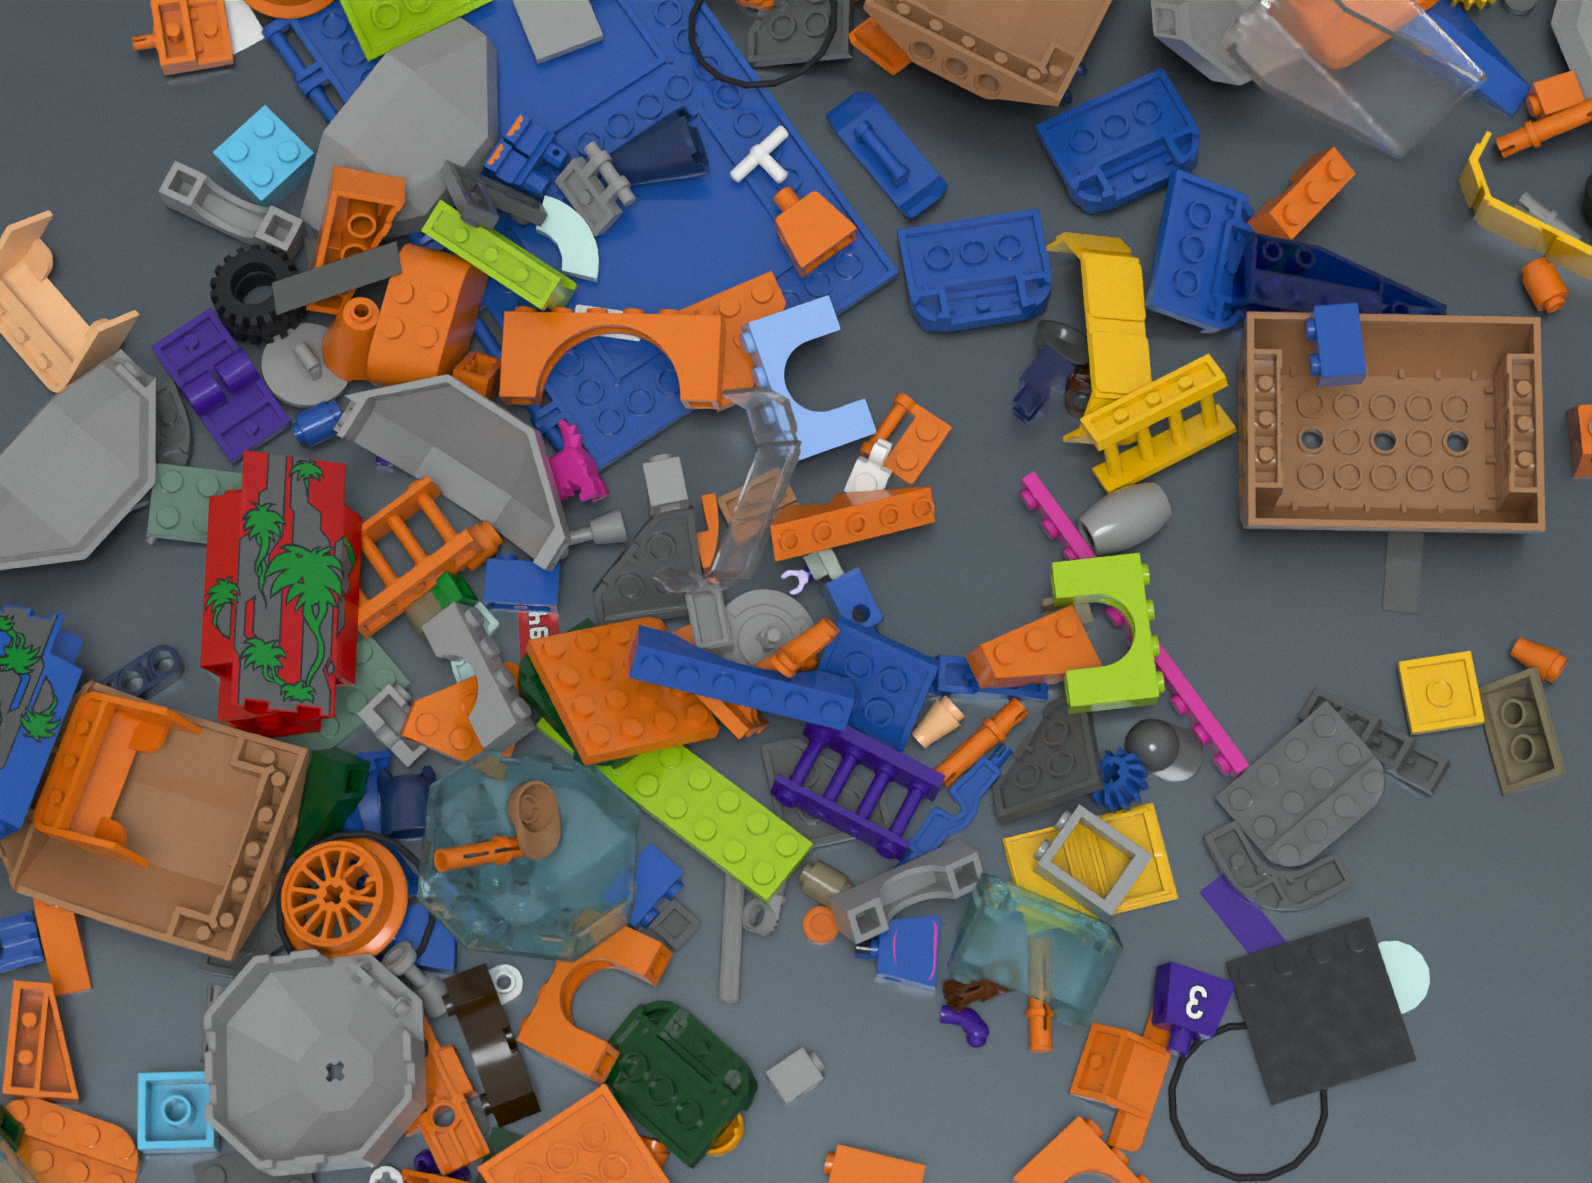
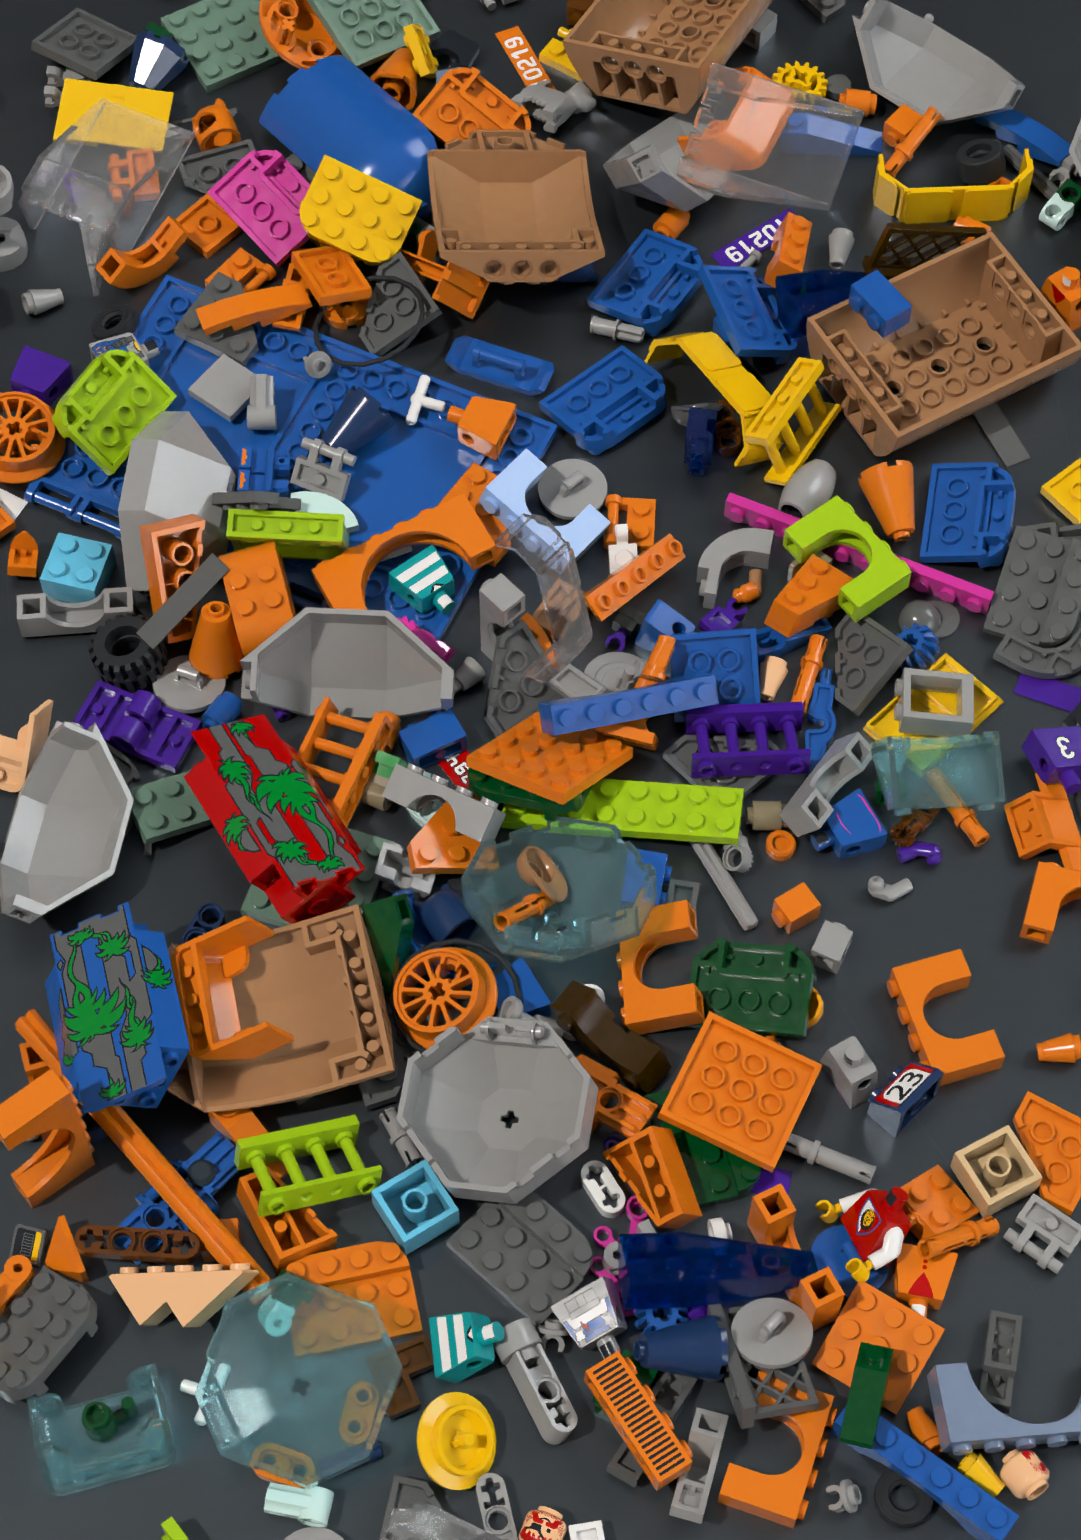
camera: 30 degrees left, 15 degrees down
(117, 979) = (299, 1142): none -> lime fence
(217, 109) = (23, 556): none -> orange plate
(574, 73) = (261, 411): none -> light grey piece
(624, 393) = (424, 582): none -> teal torso
(673, 46) = (317, 364): none -> light grey plate
(784, 1011) = (795, 908): none -> orange brick
(868, 360) = (570, 487): none -> light grey shield
(900, 1048) = (888, 892): none -> light grey arm
(926, 622) = (722, 618): none -> dark purple plate
(986, 540) = (732, 550): none -> light grey arch
(987, 601) = (750, 590): none -> orange arm
(1046, 183) = (616, 330): none -> light grey axle
(1191, 82) = (672, 222): none -> orange brick
(1214, 582) = (891, 497): none -> orange cone
(1253, 179) = (755, 257): none -> light grey piece
(1285, 150) = (758, 239): none -> dark purple sticker
(1290, 649) = (968, 514): none -> blue plate
(1376, 217) = (840, 245): none -> light grey cone
(1446, 292) = (899, 262): none -> dark brown fence
(1525, 33) = (859, 99): none -> orange brick

